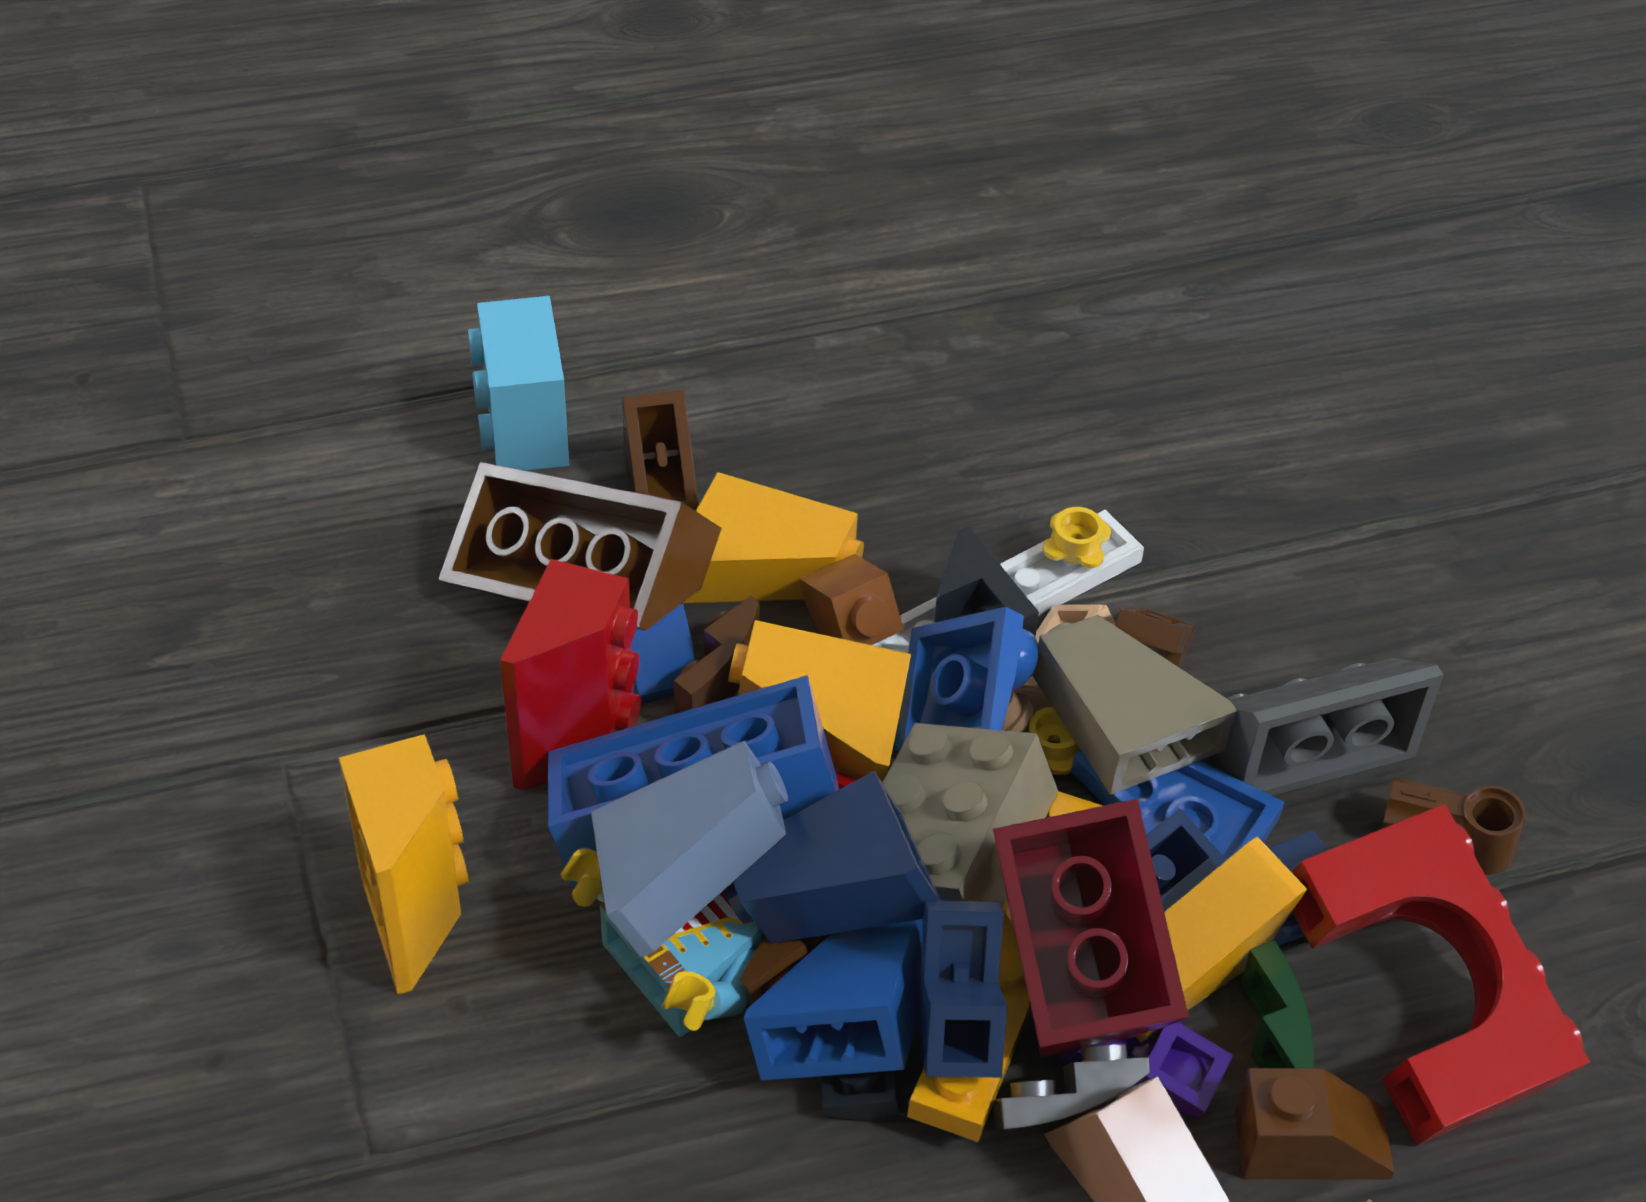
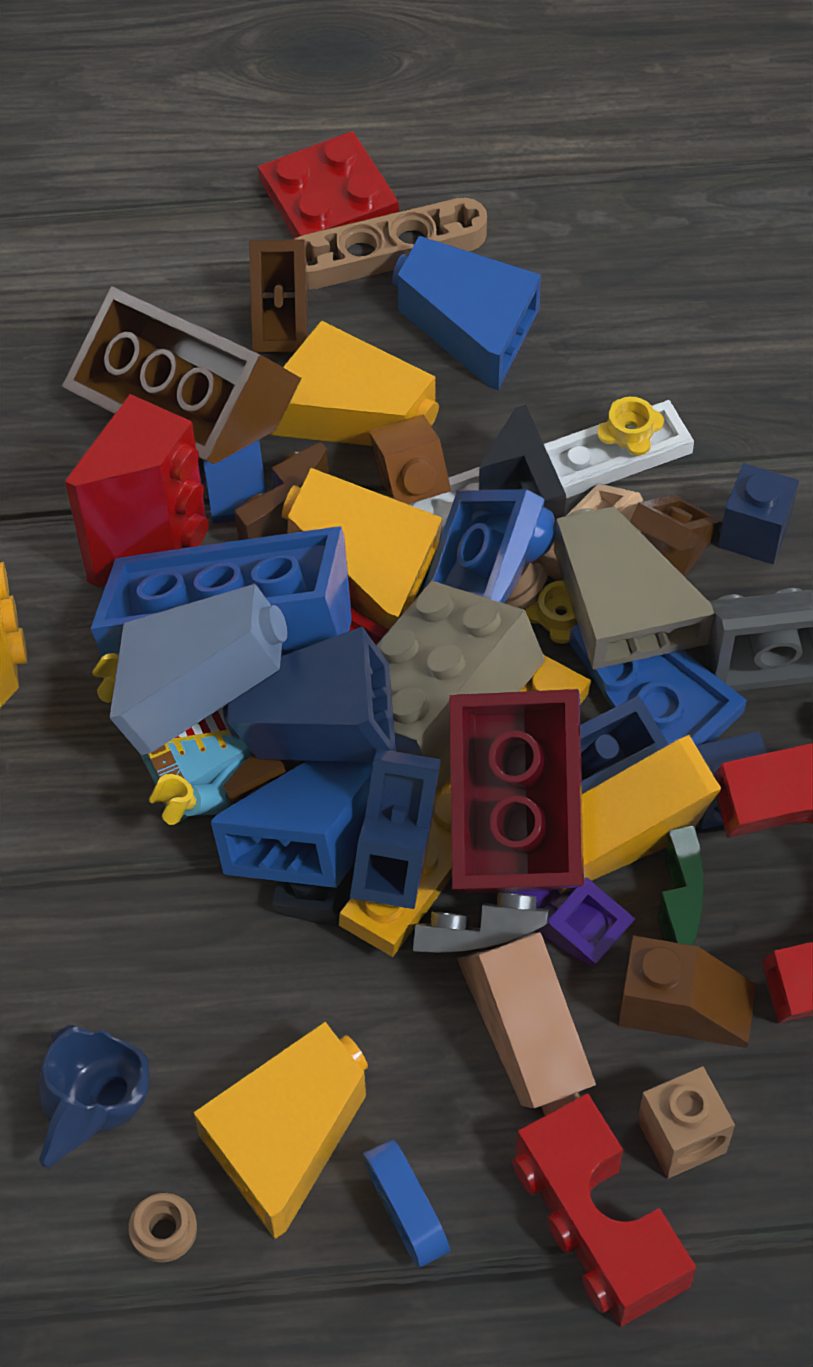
camera: 15 degrees right, 10 degrees up
(520, 384) = (168, 213): medium azure brick -> none
(680, 345) = (327, 186): none -> red plate
(820, 367) = (383, 236): none -> medium nougat beam
(864, 440) = (468, 305): none -> blue slope
(1237, 609) = (758, 513): none -> dark blue brick

